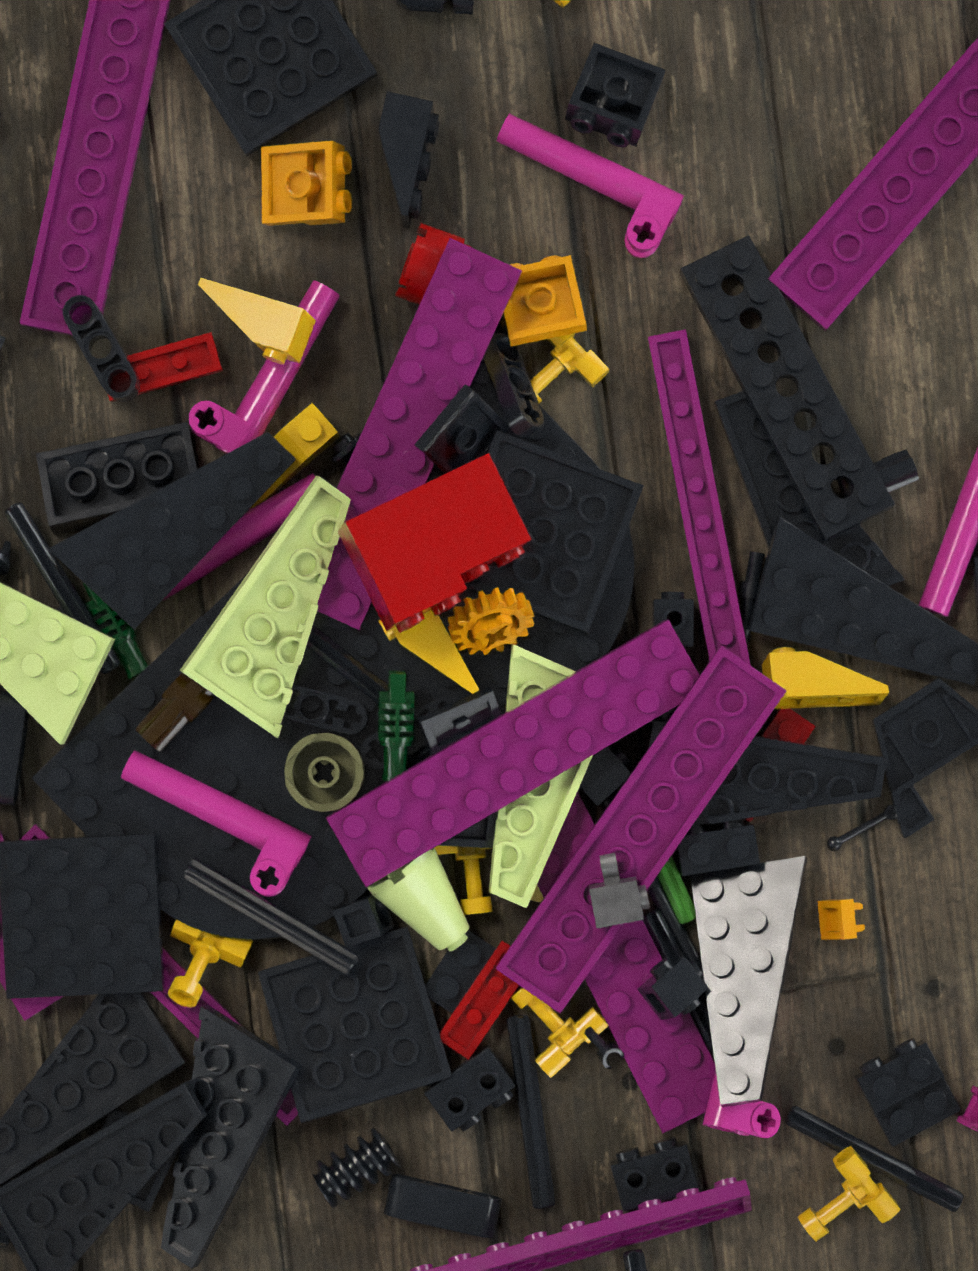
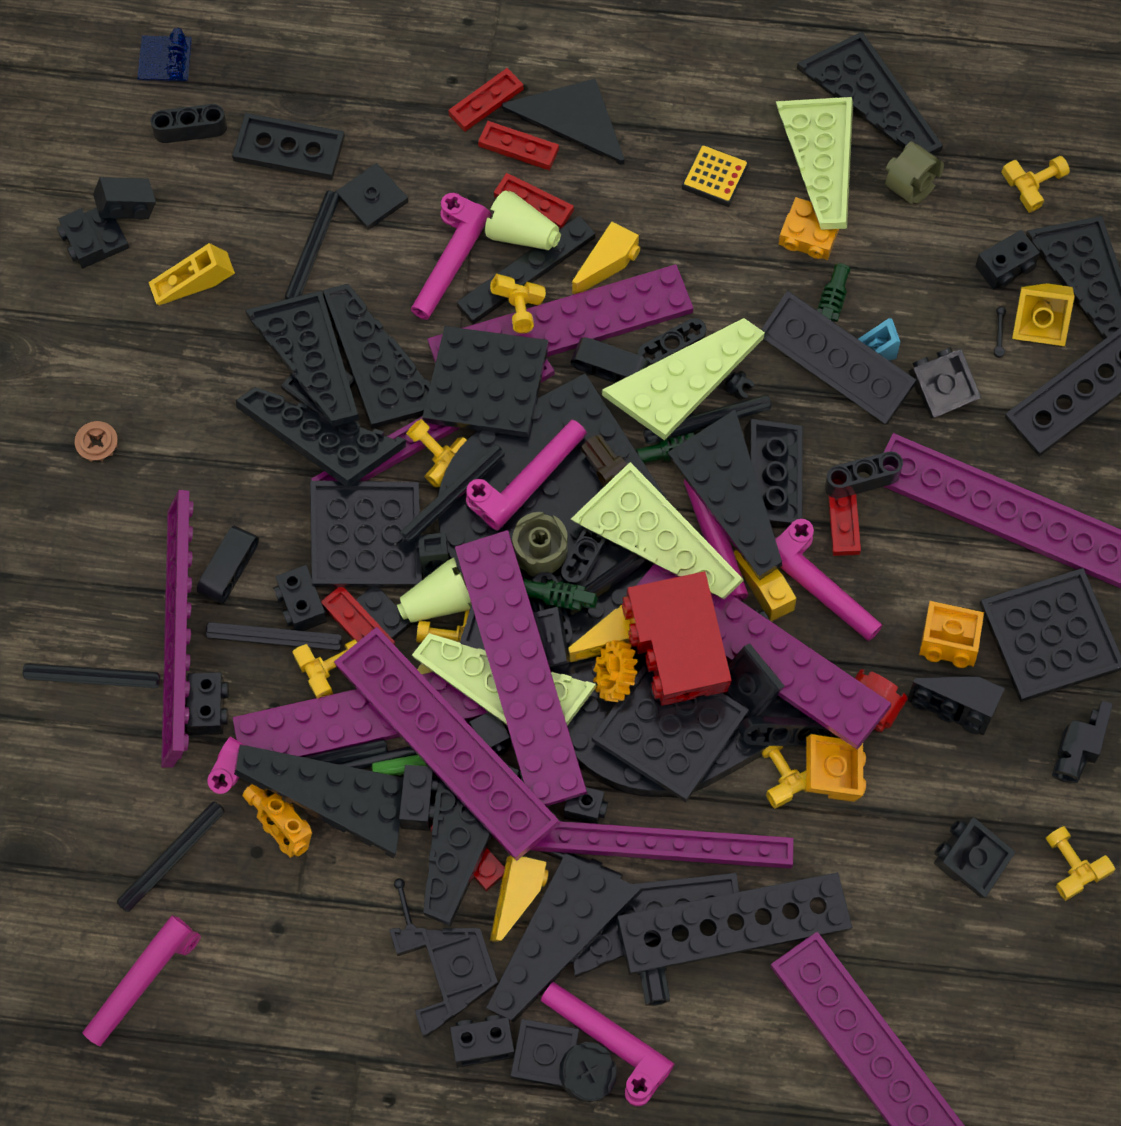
camera: 105 degrees right, 20 degrees down
(271, 324) = (859, 579): yellow slope -> none
(355, 1167) = (269, 513): black piece -> none
(604, 1048) = (302, 690): black hand -> none
(617, 899) = (401, 708): flat silver brick -> none
(653, 203) = (889, 864): dark pink axle -> none
(673, 987) = (330, 741): black brick -> none
(799, 1020) = (287, 825): none -> light orange brick
(838, 919) = (346, 870): light orange tile -> none
(858, 1189) = (152, 835): yellow bar -> none
(906, 1091) = (211, 889): black plate -> none

